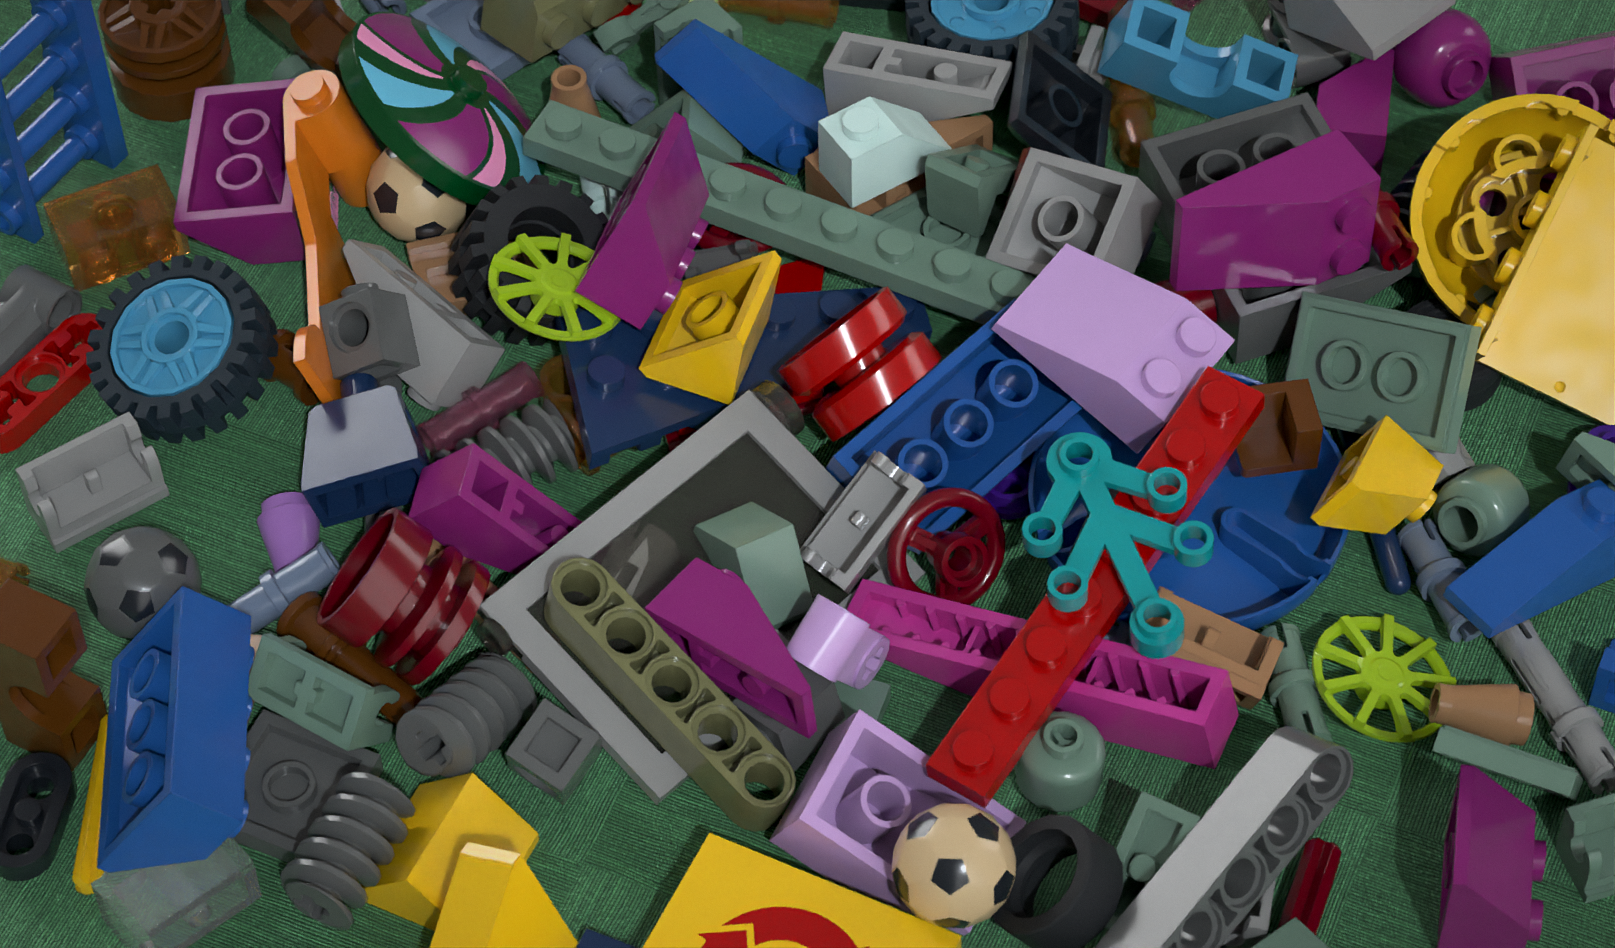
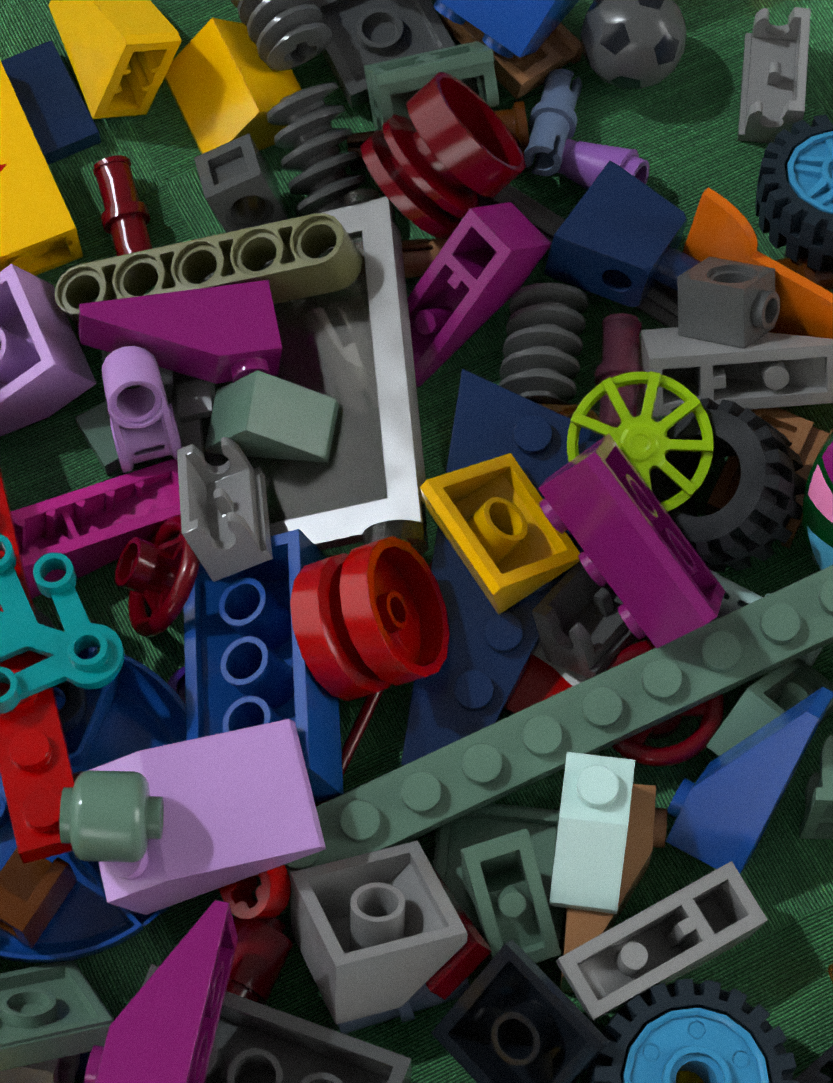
camera: 130 degrees right, 15 degrees up
(652, 842) = (124, 213): none -> dark red pin
(1187, 329) = (110, 816): none -> sand green head

